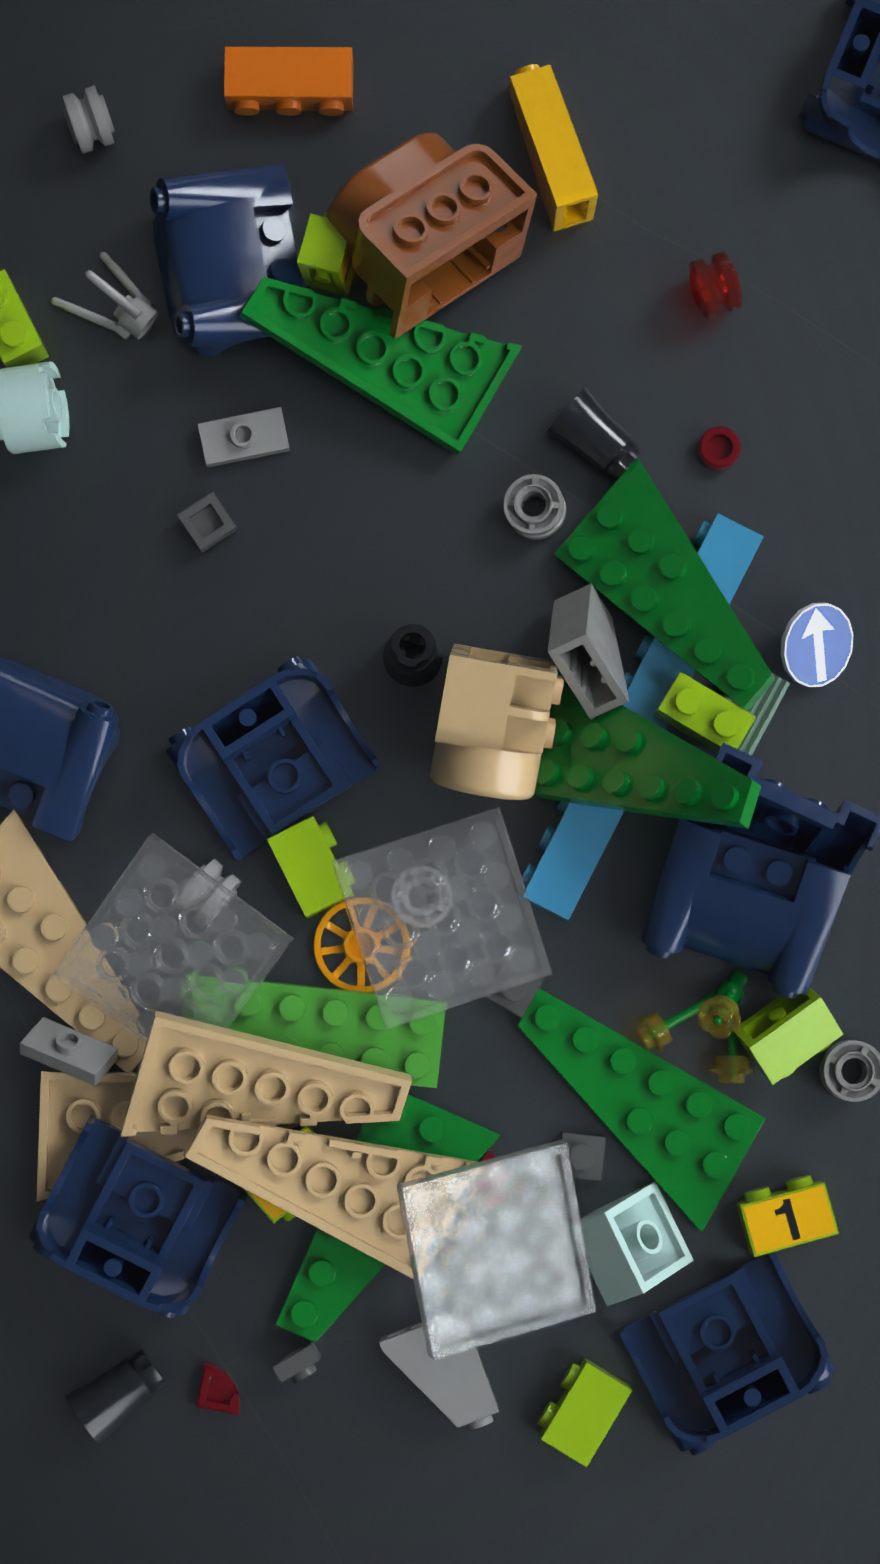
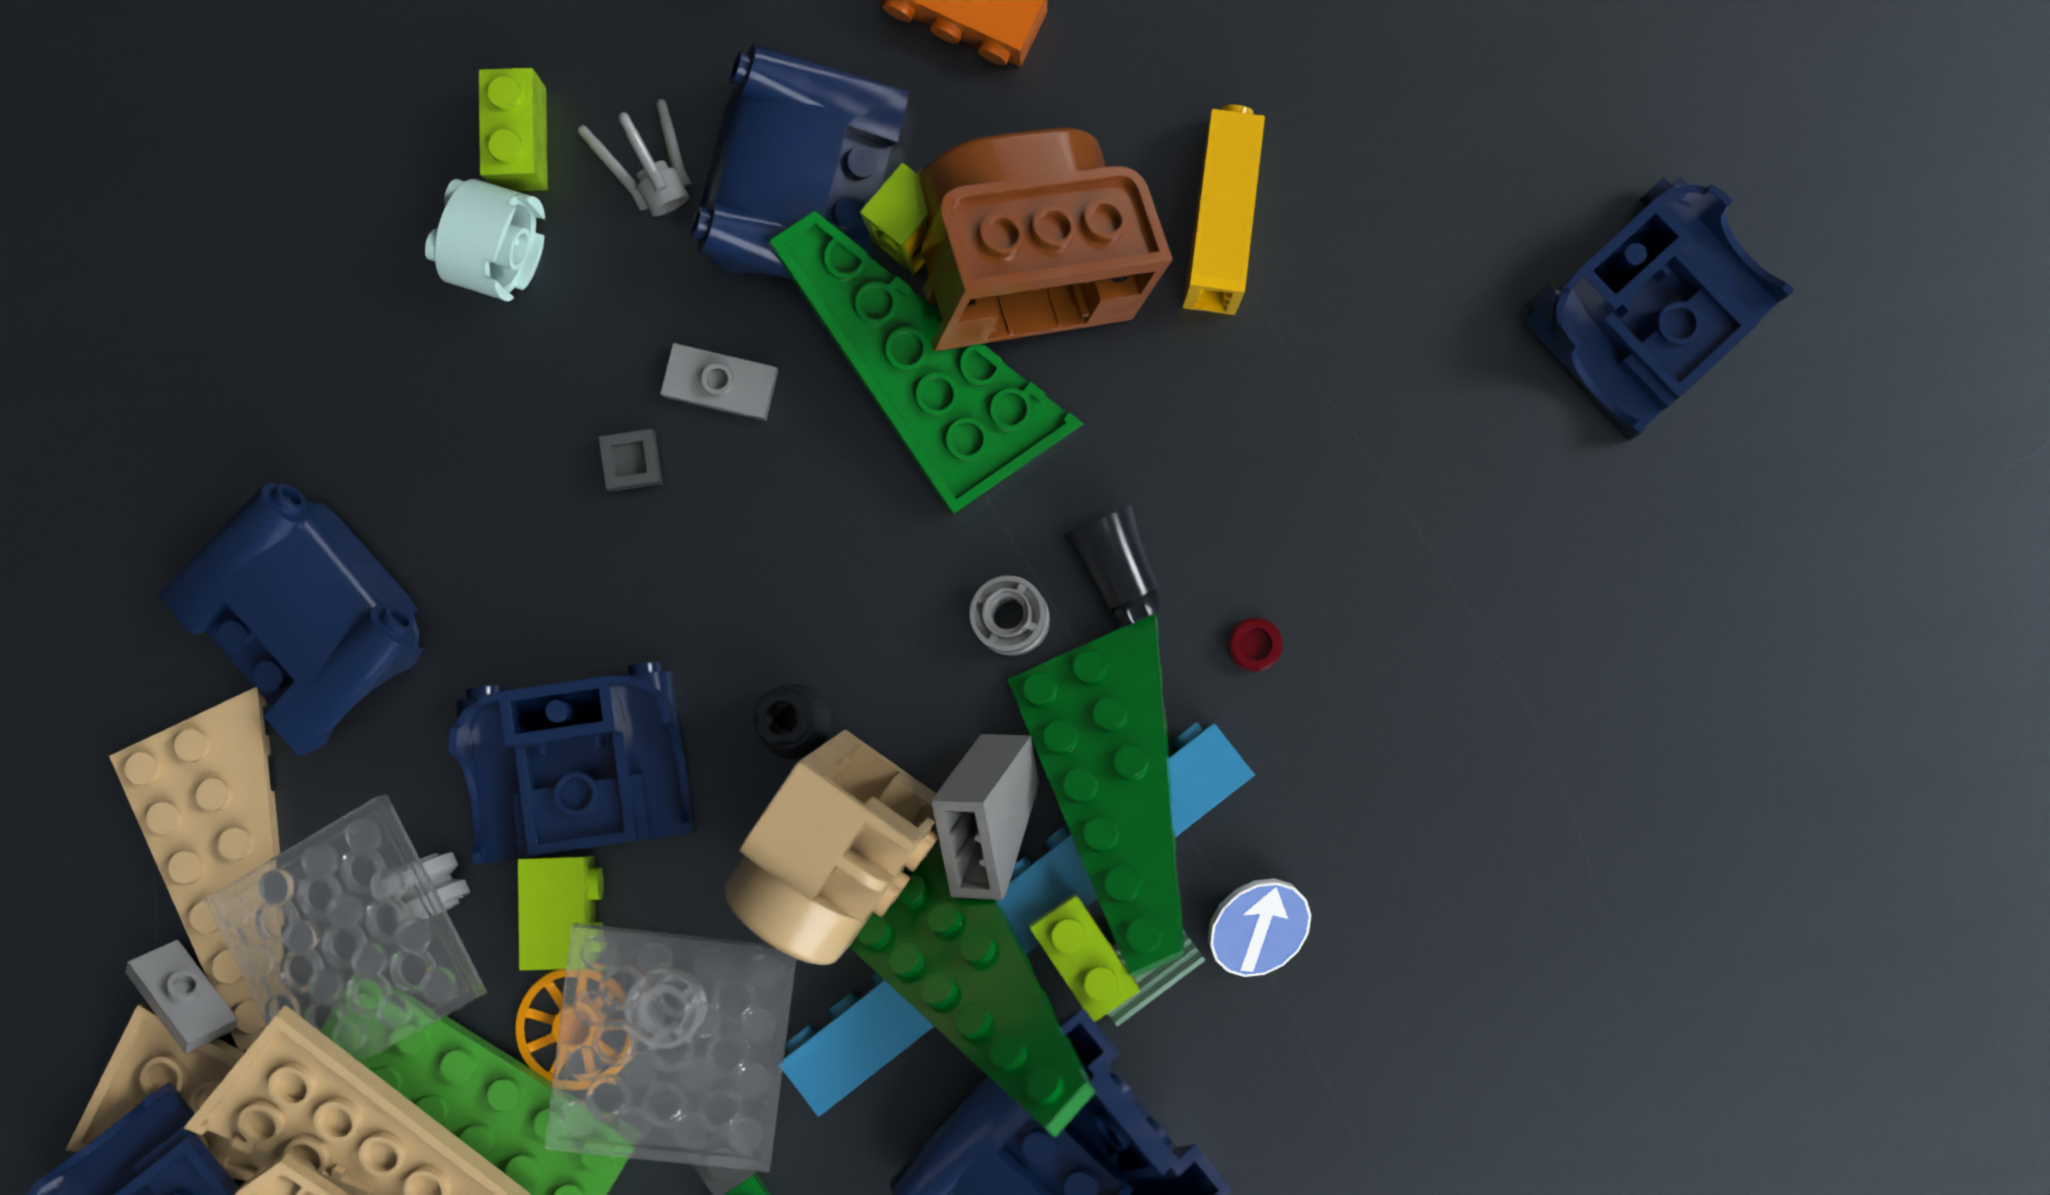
camera: 30 degrees right, 0 degrees up
(715, 285) = (1337, 455): clear red wheel -> none

